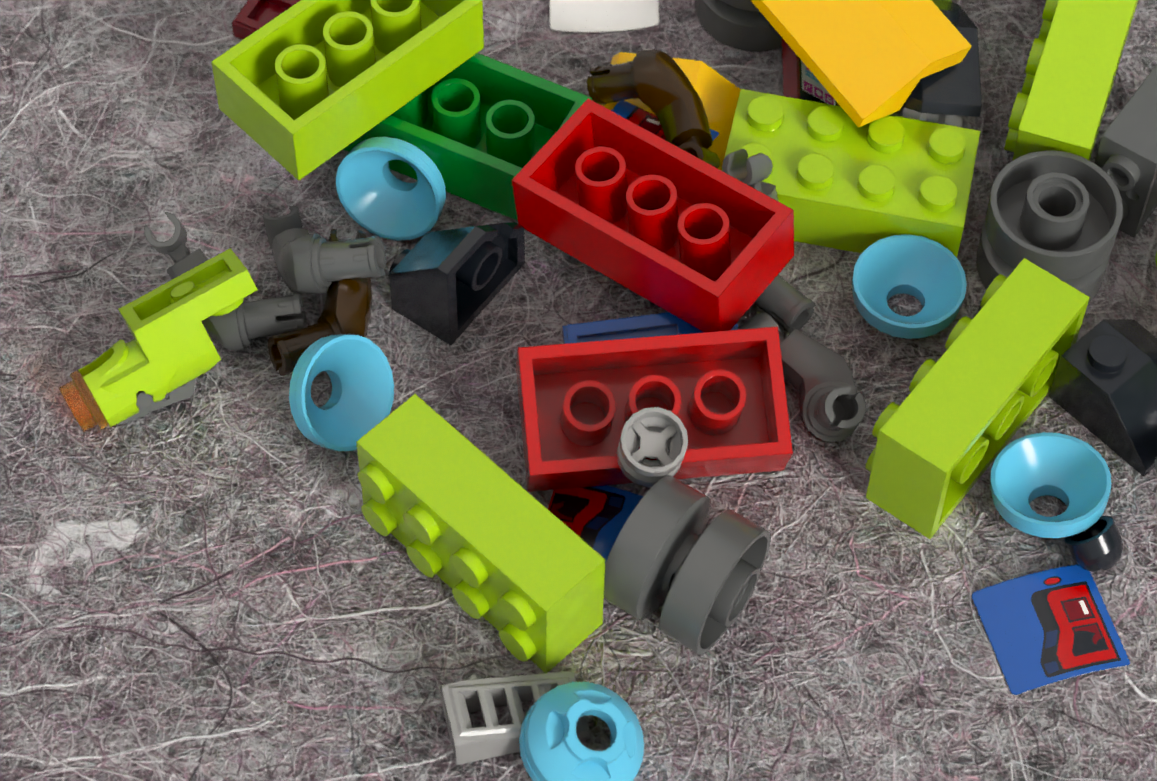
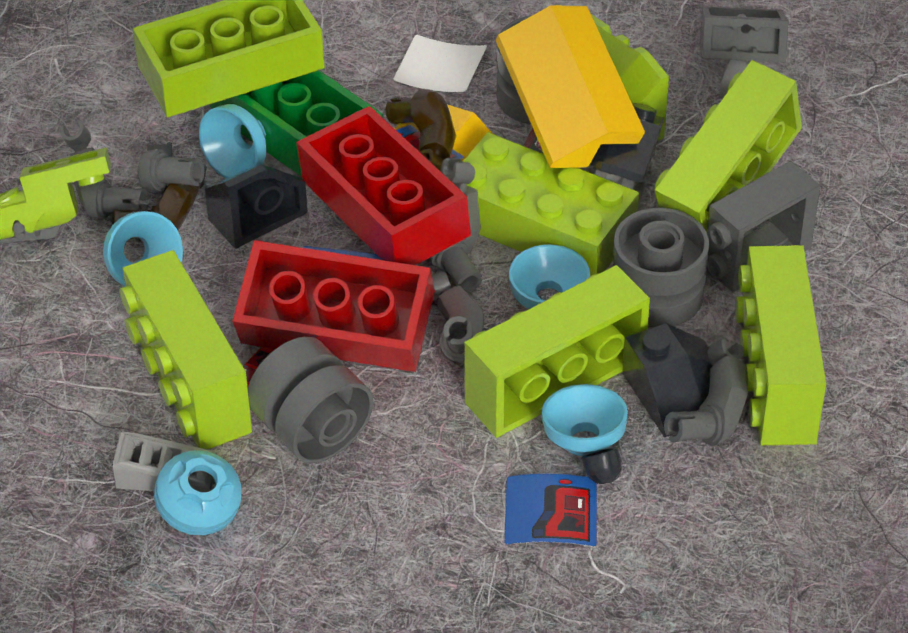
camera: 20 degrees right, 10 degrees down
(659, 436) = (309, 307): light grey wheel -> none

